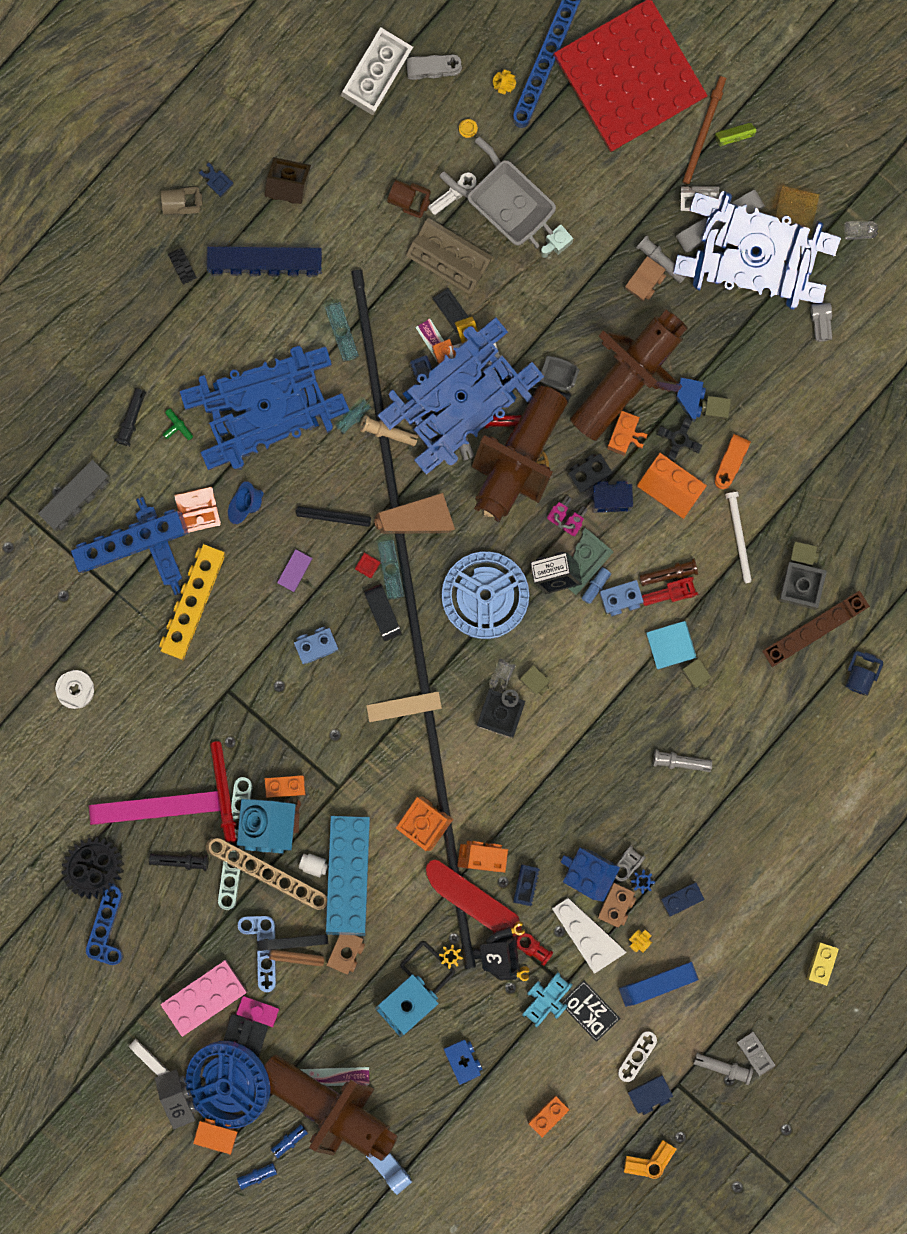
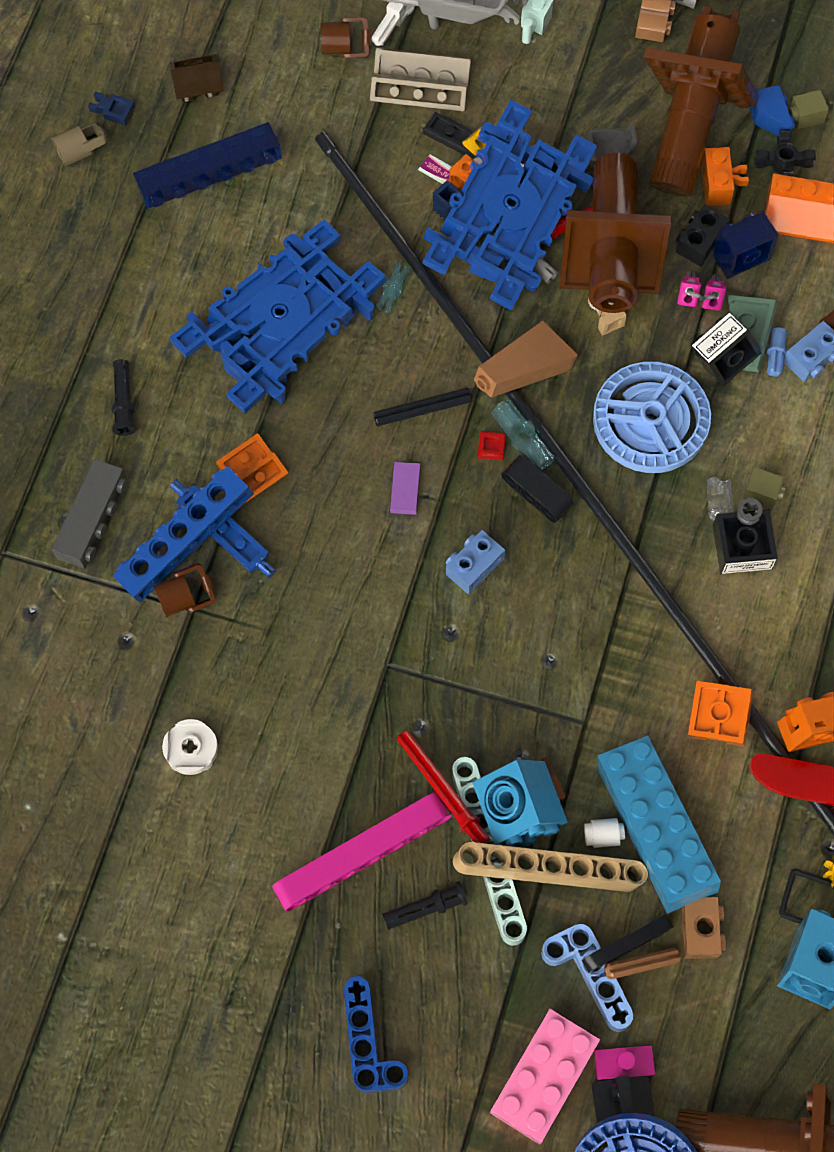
camera: 20 degrees left, 15 degrees down
(100, 852) = (314, 966): black gear -> none
(108, 581) = (176, 596): none -> reddish brown piece
(178, 424) = (184, 382): green piece -> none
(182, 266) = (111, 205): black tyre -> none
(209, 577) = (302, 640): yellow brick -> none
(245, 501) = (307, 432): blue piece -> none
(285, 786) = (523, 744): orange brick -> none
(338, 320) = (326, 194): clear light blue piece -> none
(339, 1076) = (780, 1100): sticker -> none
(380, 429) = (433, 282): tan pin -> none
(404, 706) = (619, 587): tan sticker -> none

